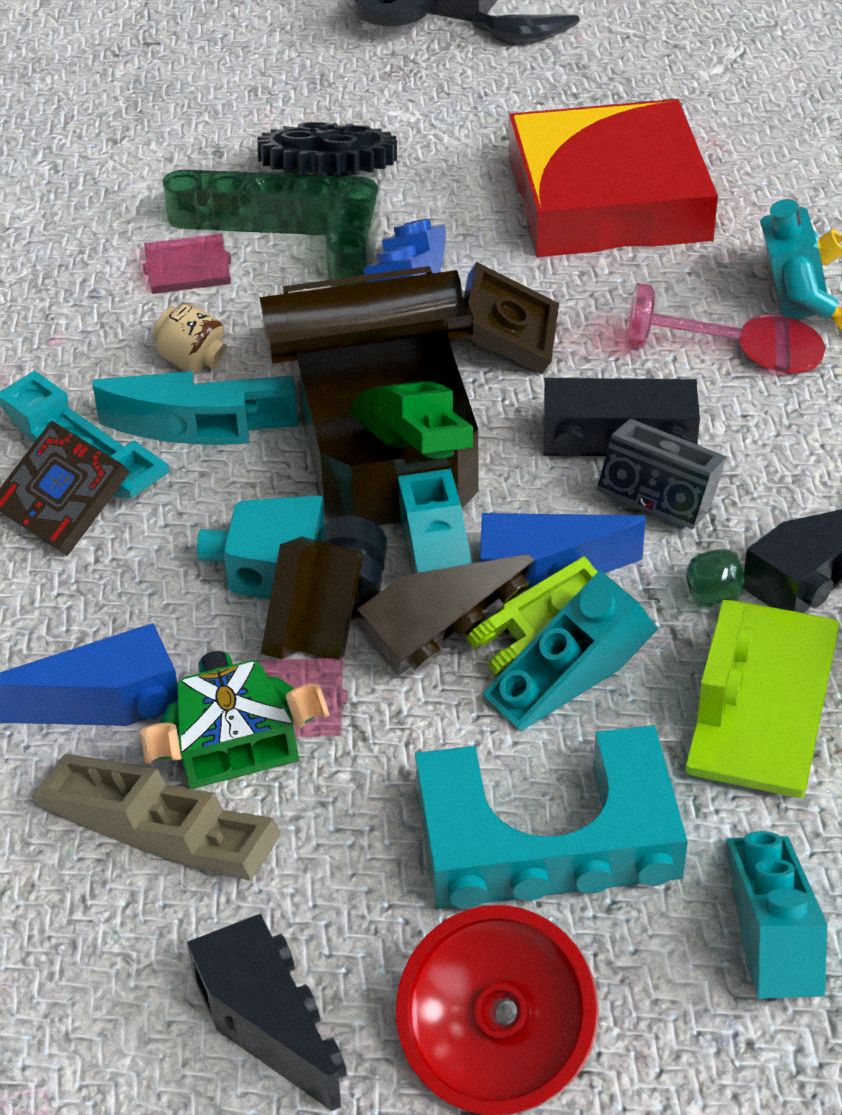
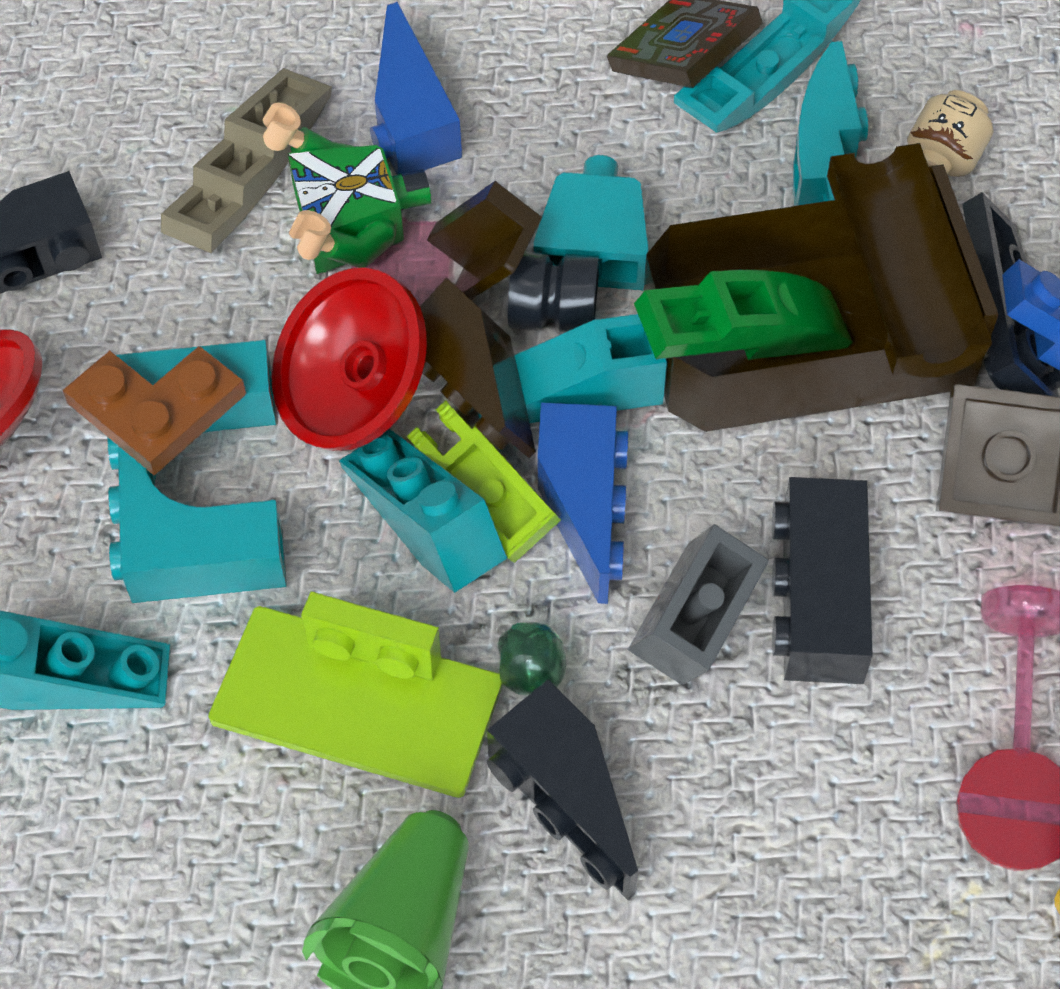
camera: 90 degrees right, 15 degrees up
(458, 657) = (349, 359): none -> red dish
(514, 820) = (159, 418): none -> dark orange plate

